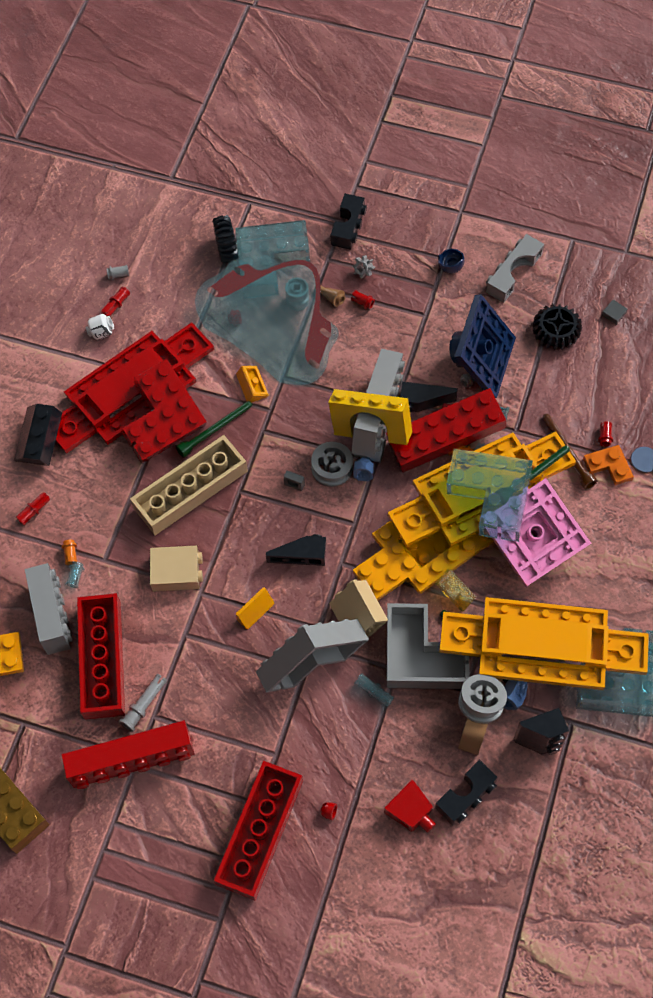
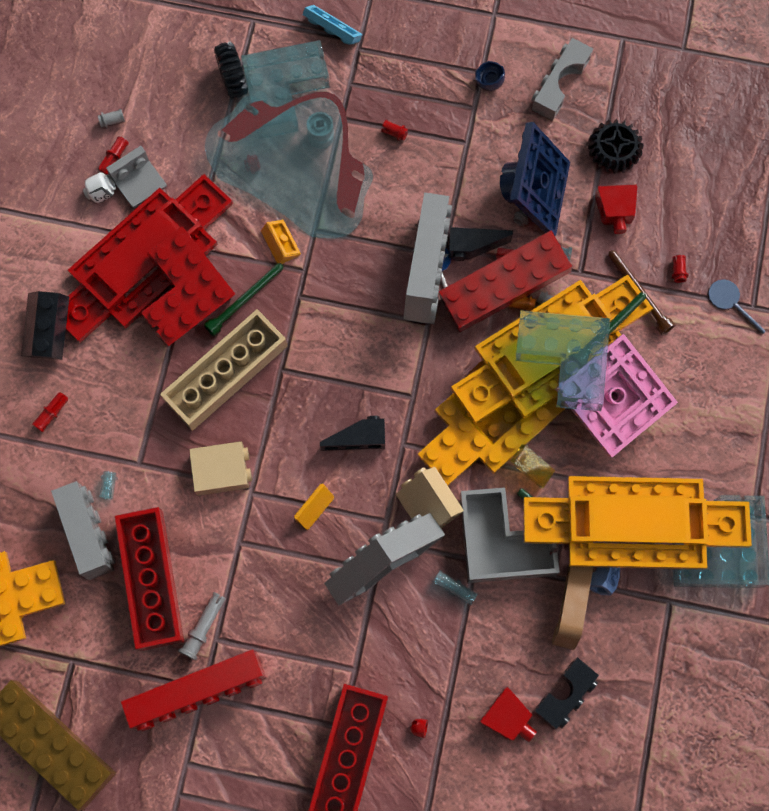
camera: 10 degrees left, 10 degrees up
(69, 551) = (98, 459): orange pin -> none
(132, 319) = (136, 176): none -> light grey bracket
(294, 480) = (341, 353): dark grey tile -> none
(316, 209) = (332, 25): none -> medium azure plate
(335, 296) = (363, 129): medium nougat cone -> none
(338, 471) = (367, 323): light grey wheel -> none
(345, 233) = (366, 51): black arch -> none
(361, 270) = (395, 87): light grey gear -> none
(363, 469) = (417, 334): medium blue rock -> none
(390, 409) = (445, 270): yellow arch -> none
(493, 698) = (588, 587): light grey wheel -> none
(543, 732) = (648, 623): black slope -> none
(553, 376) = (617, 205): none -> red torso
(611, 459) = (688, 298): orange plate -> none
(614, 312) = (676, 122): dark grey tile -> none

